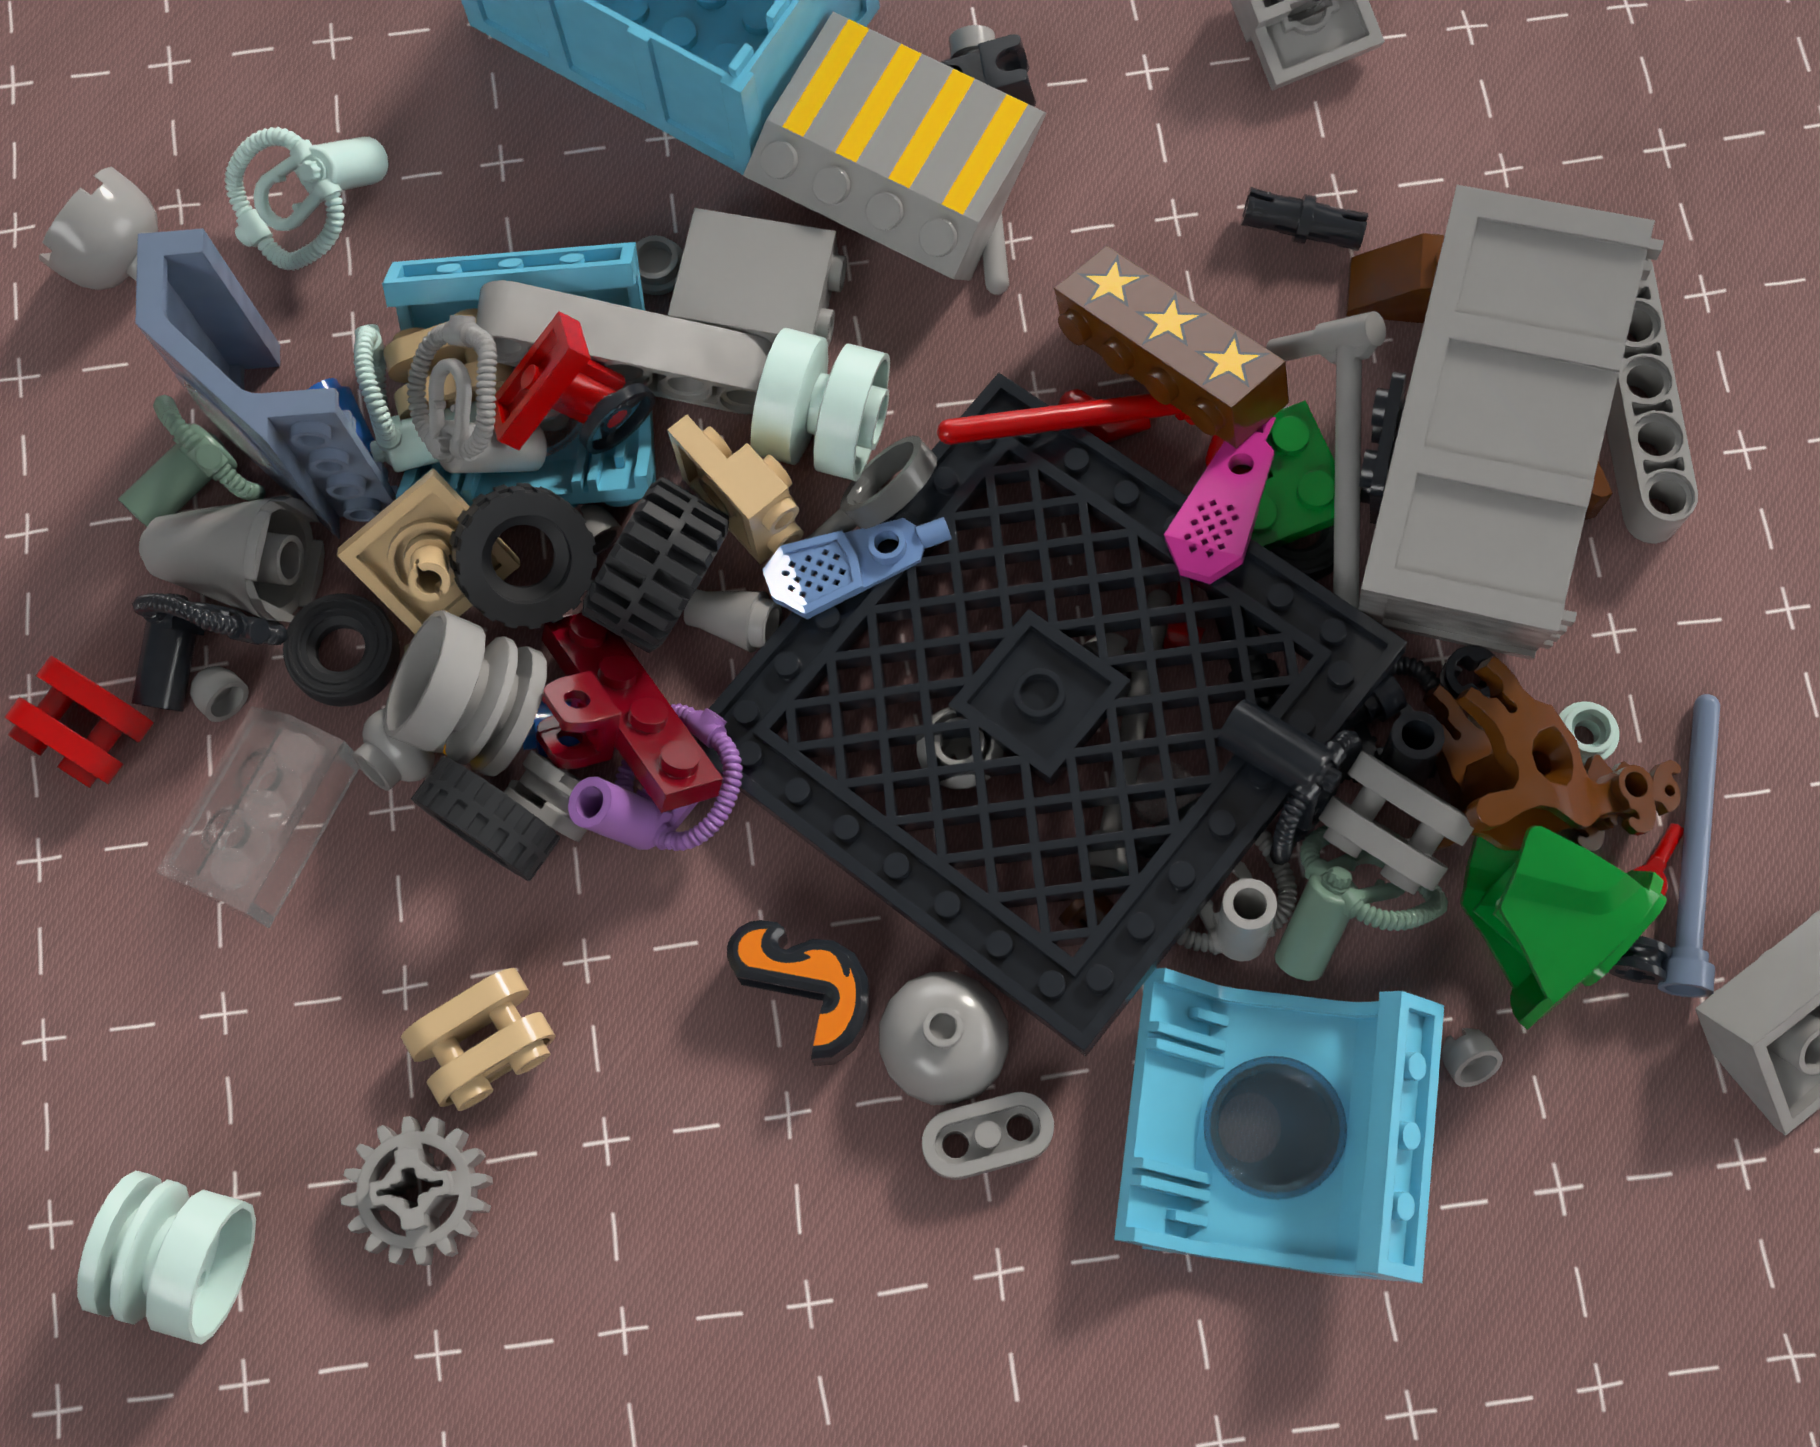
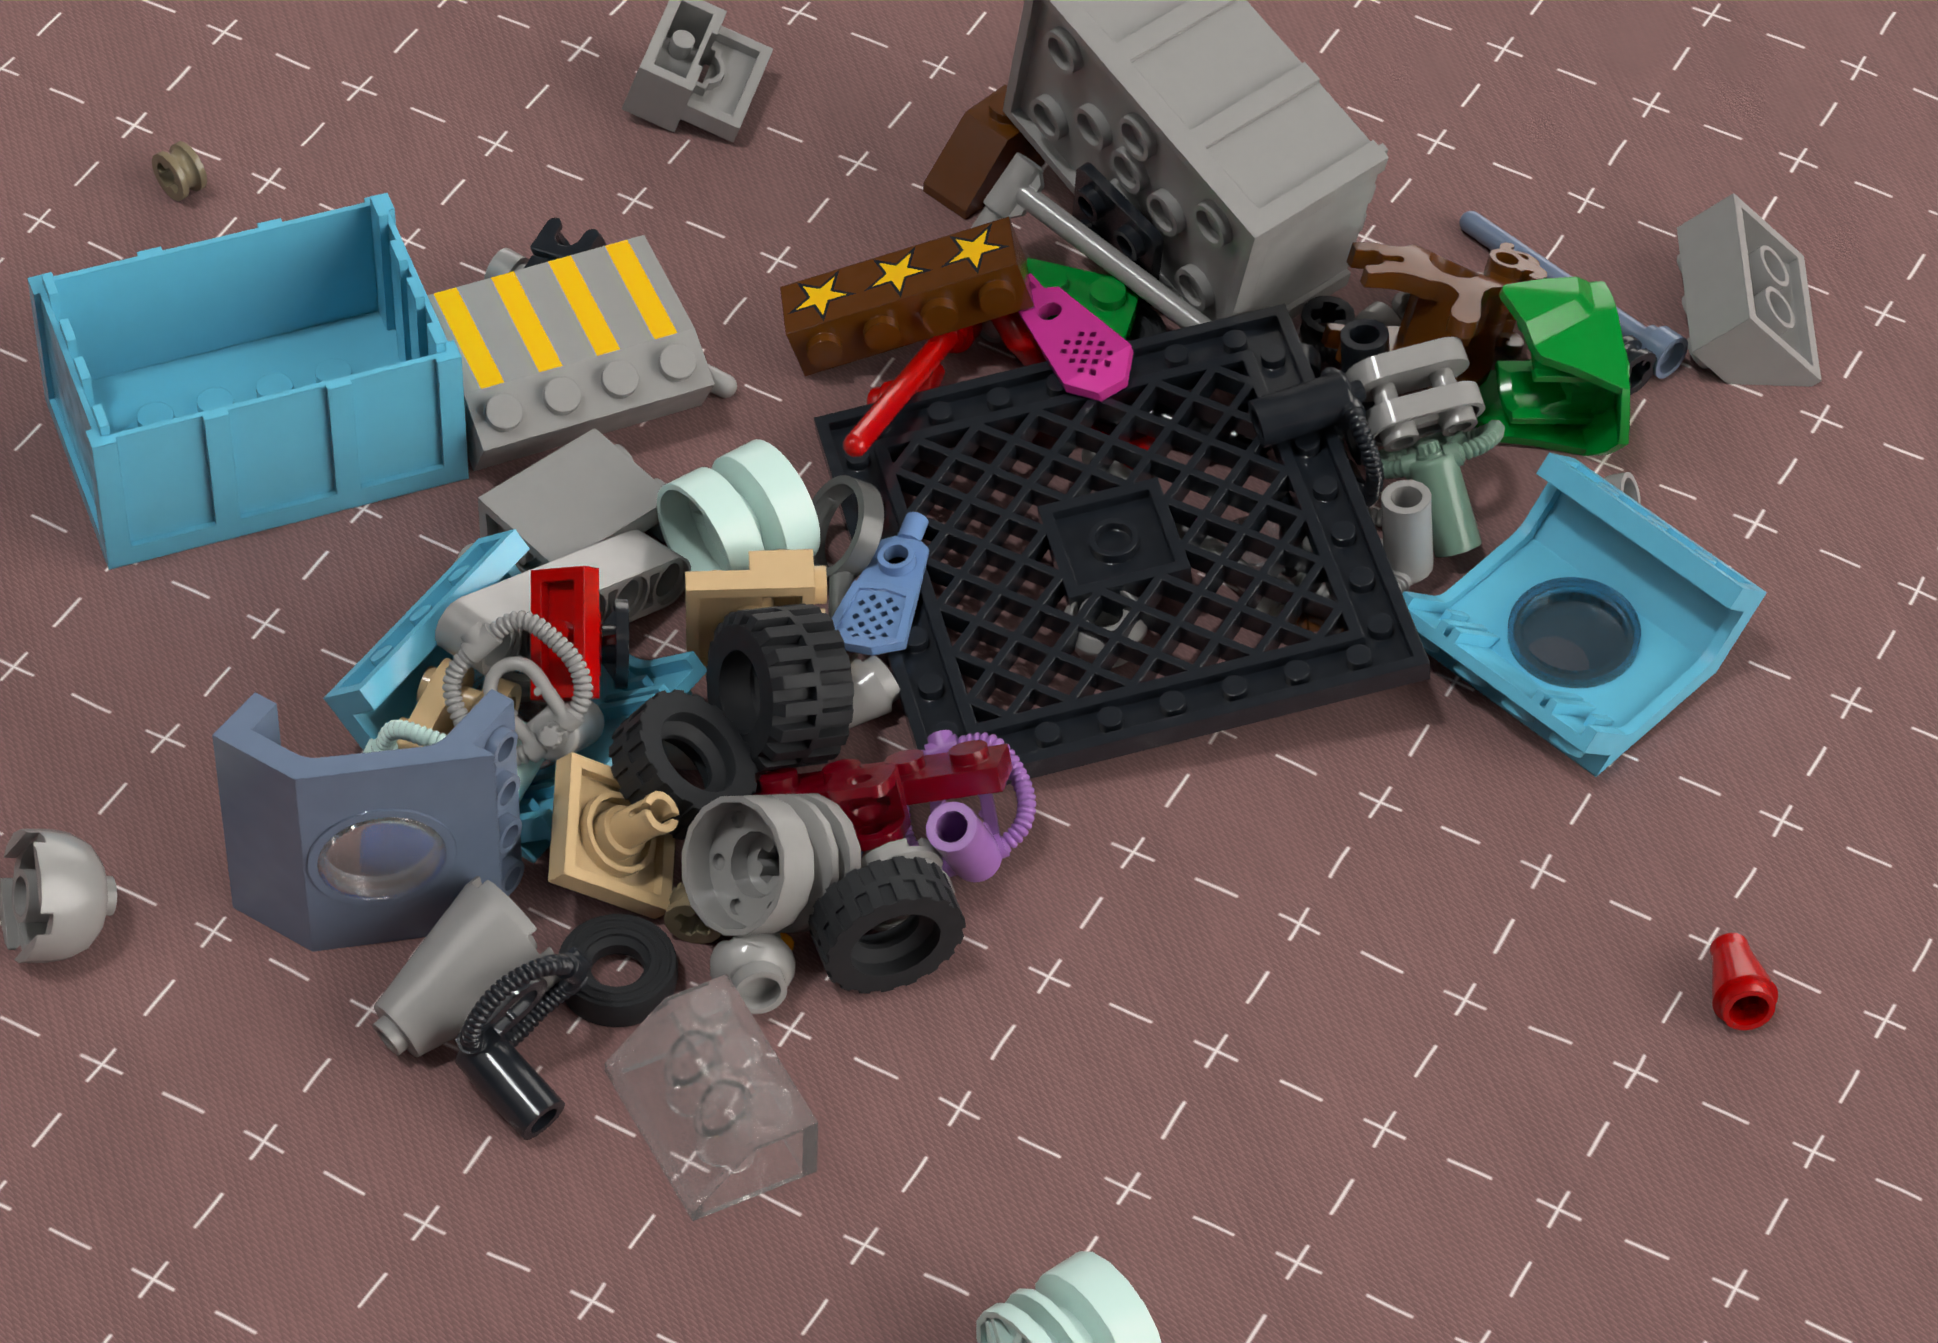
camera: 60 degrees left, 25 degrees down
(83, 757) = (503, 1177): red brick -> none
(184, 469) = (339, 965): sand green piece -> none
(218, 693) = (569, 1072): light grey hinge -> none
(323, 172) = (171, 699): light aqua piece -> none
(419, 1218) = (1154, 1174): light grey gear -> none
(516, 1046) = (1087, 1088): tan brick -> none
(807, 970) = (1208, 817): black animal -> none
(943, 1038) = (1327, 779): light grey cylinder -> none
(986, 1131) = (1427, 803): light grey plate -> none
(1304, 219) = (867, 184): black pin -> none

